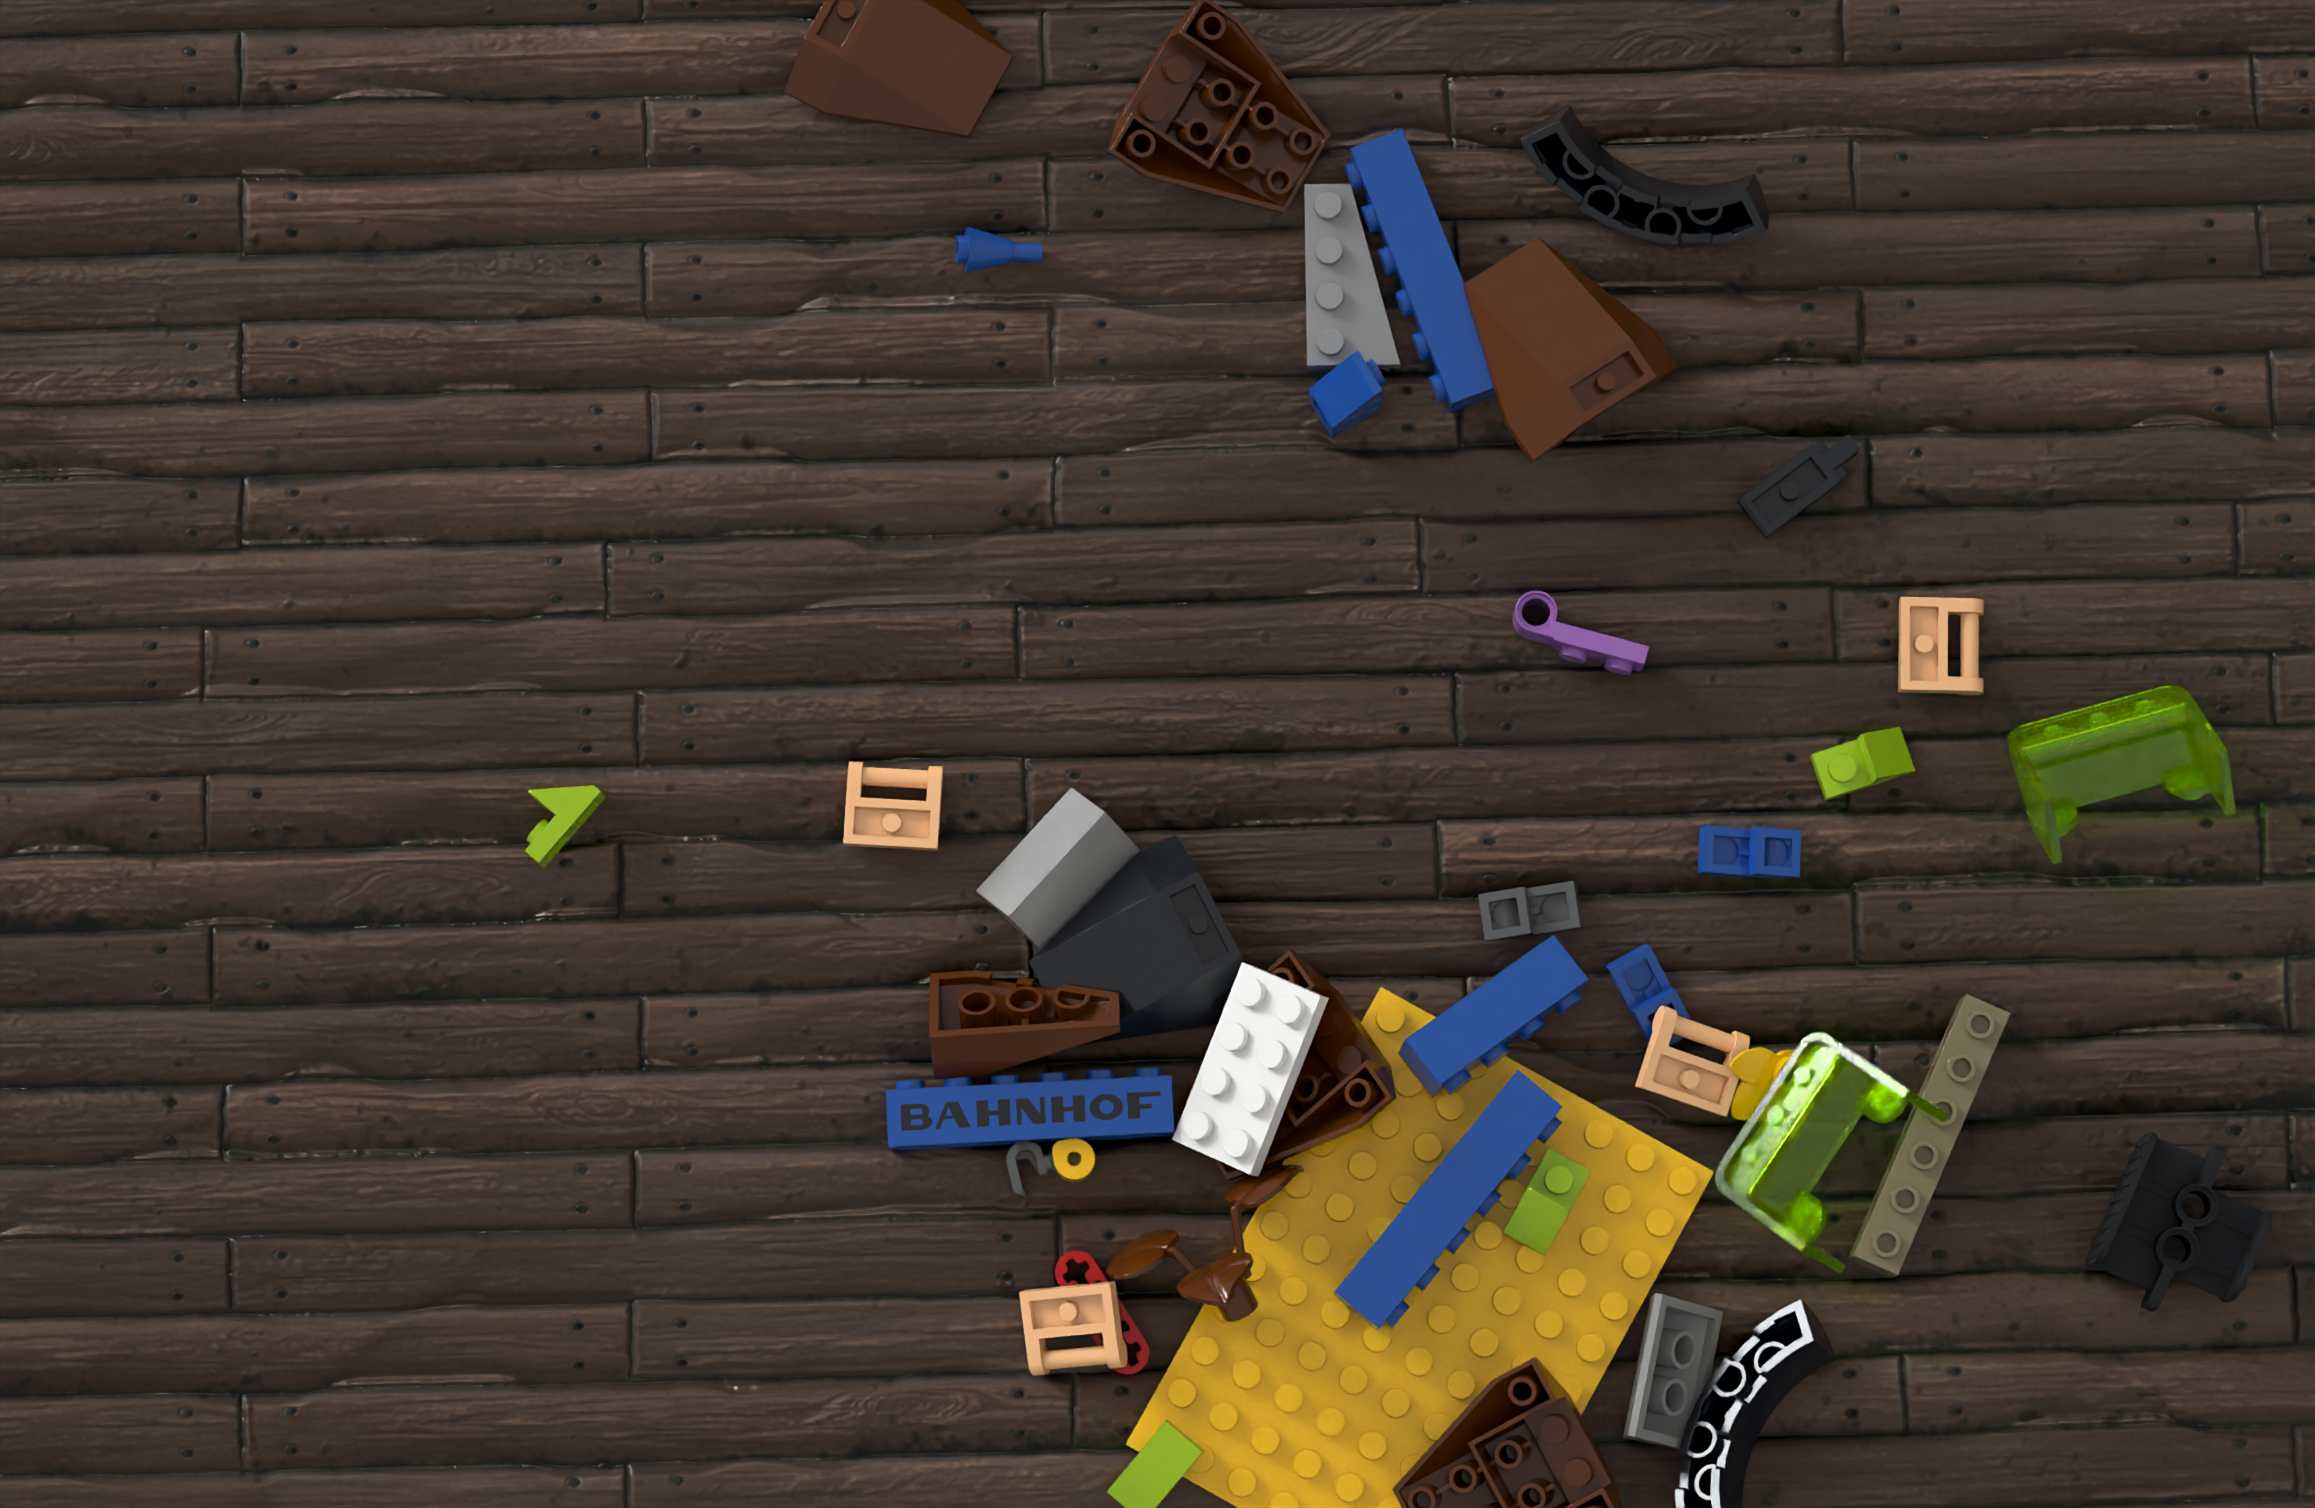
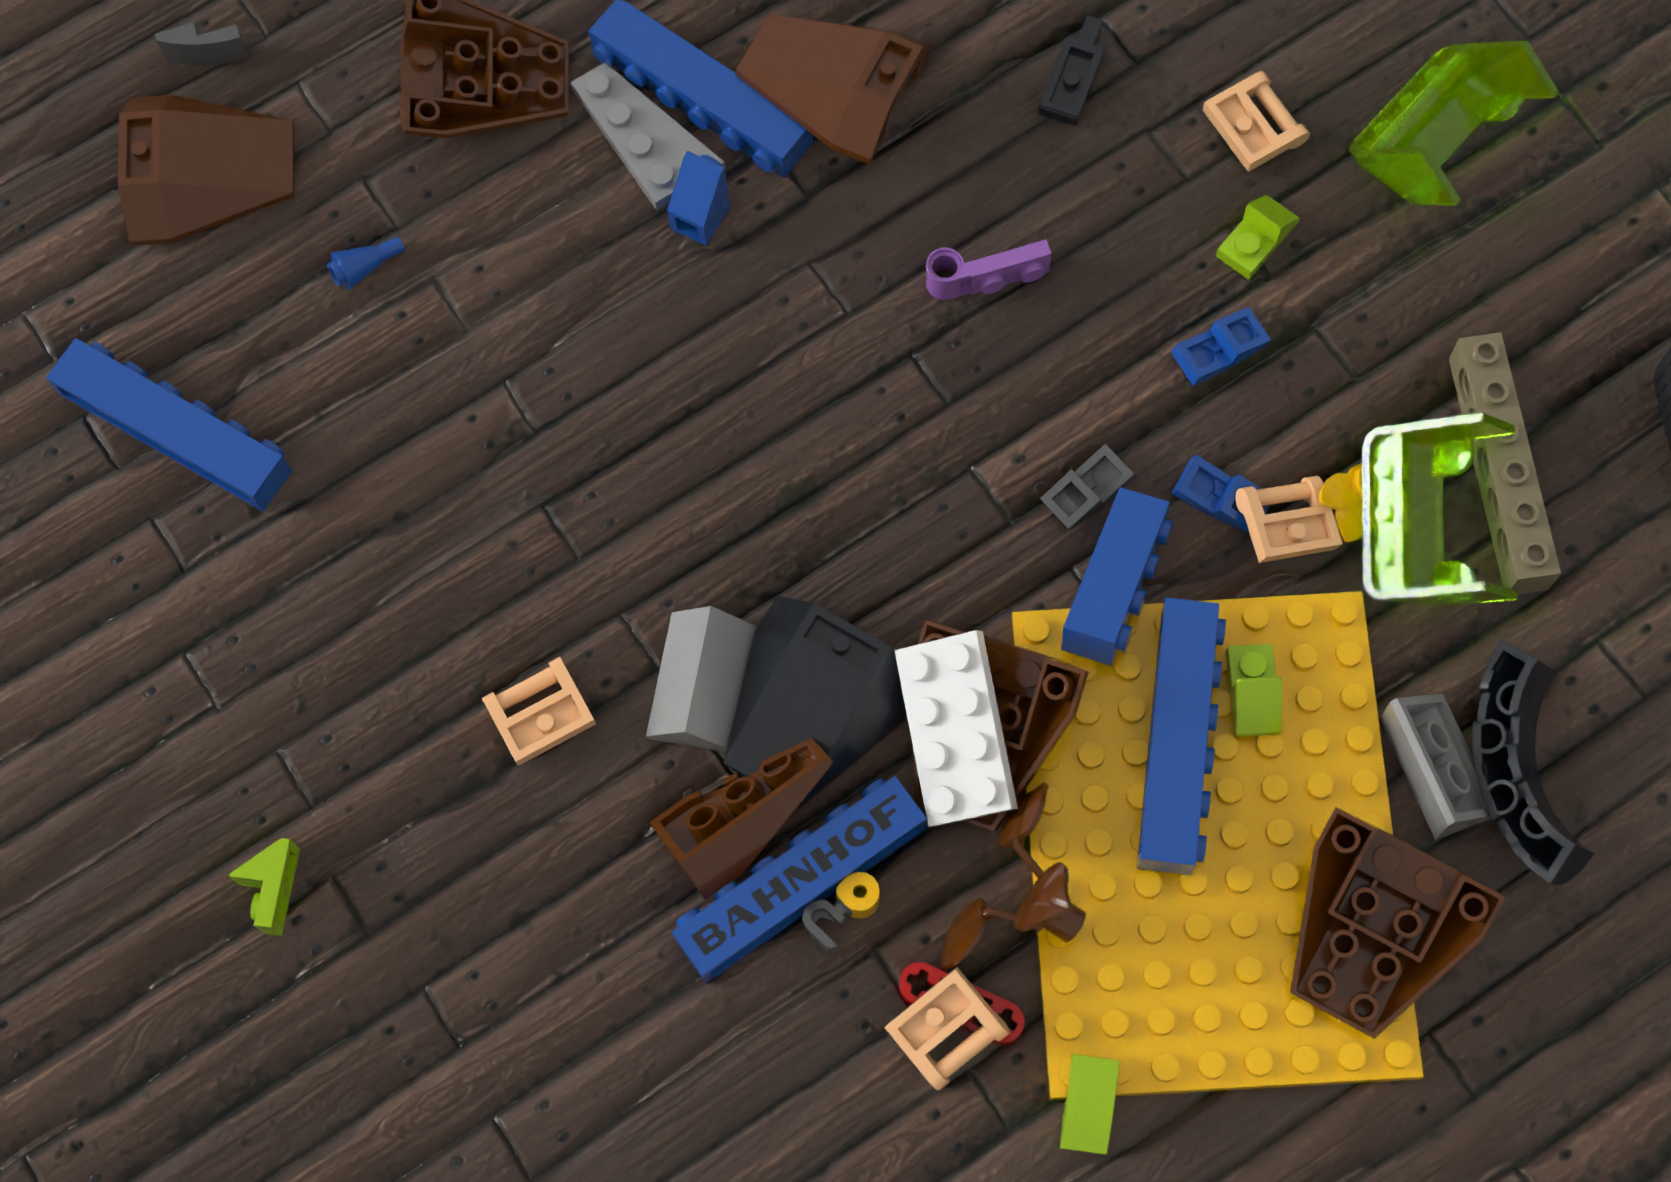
camera: 30 degrees left, 10 degrees down
(717, 307) = (169, 423): none -> blue brick

